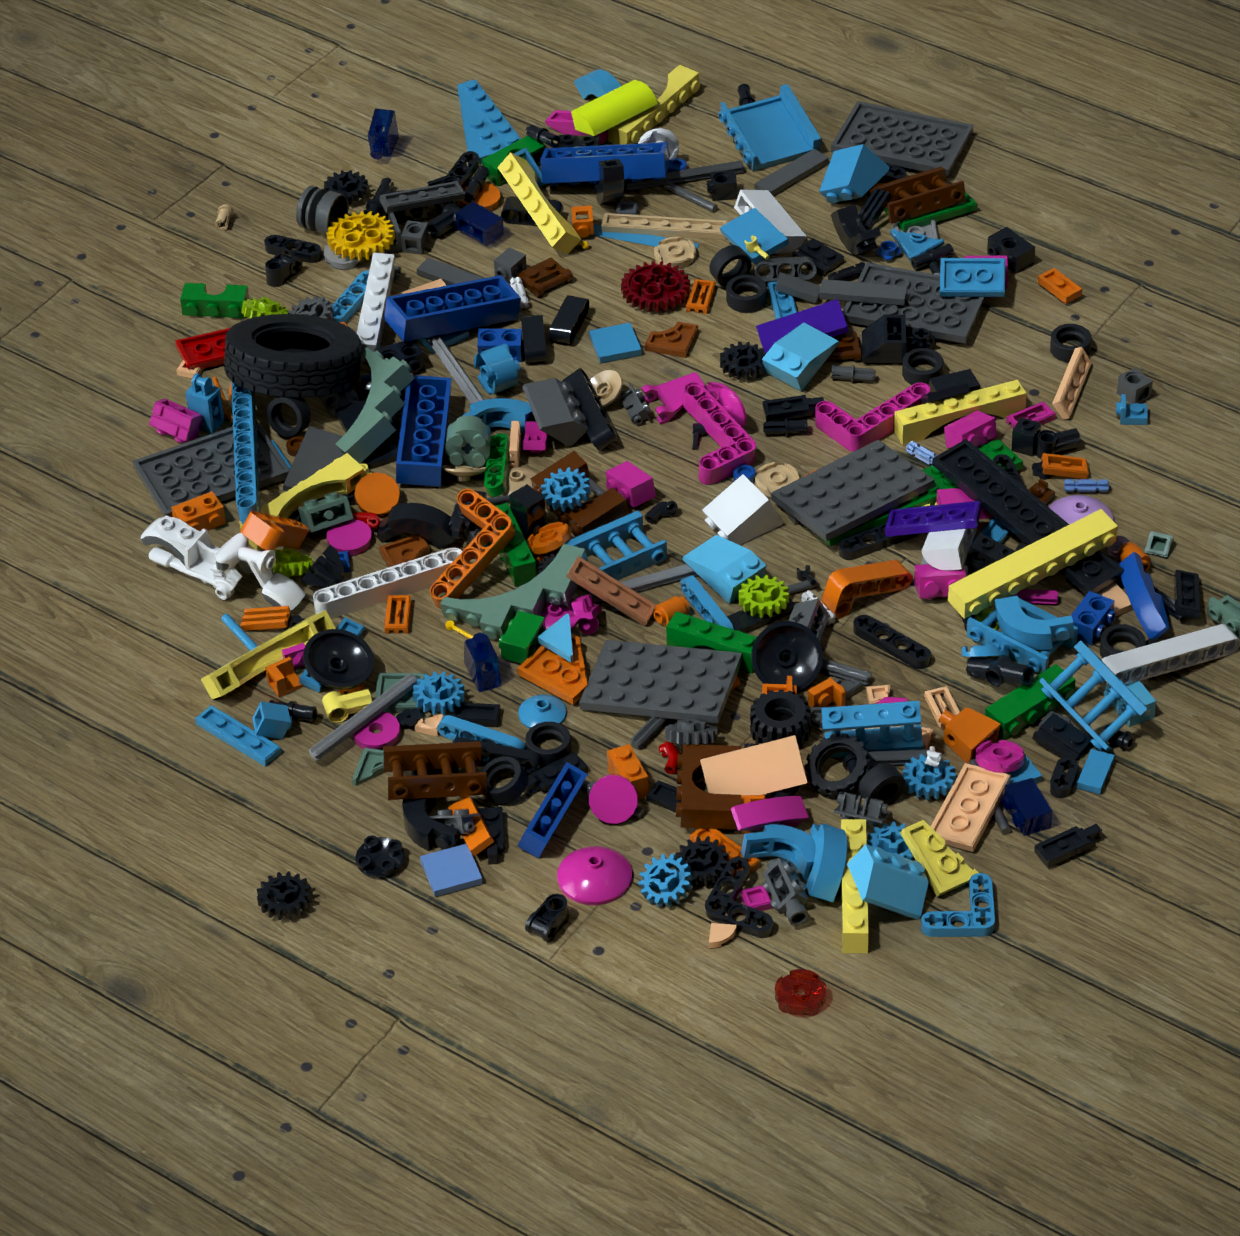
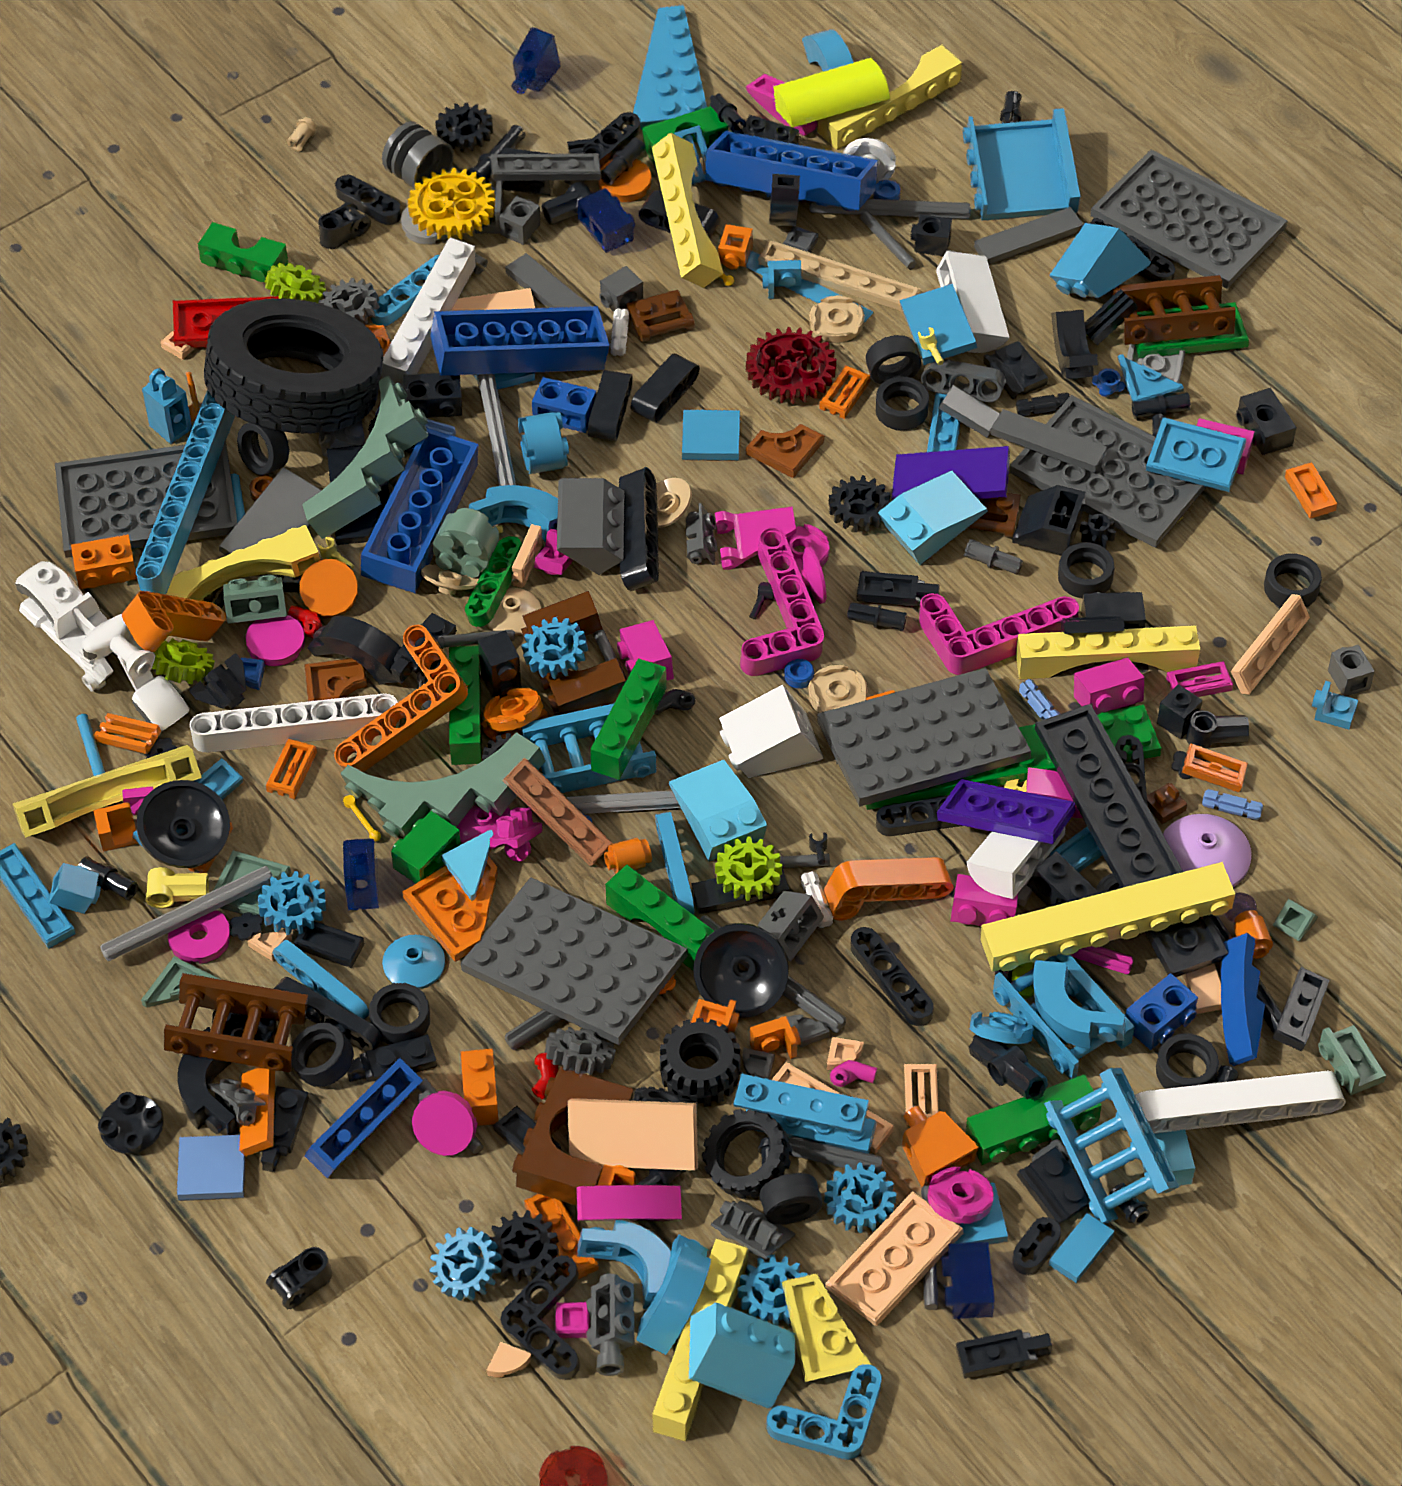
camera: 15 degrees right, 10 degrees up
(175, 420) = (126, 418): dark pink brick -> none
(594, 875) = (391, 1239): dark pink dish -> none
(624, 231) = (782, 274): none -> dark azure bracket
(639, 520) = (628, 719): none -> green brick
(933, 757) = (869, 1178): white hand -> none

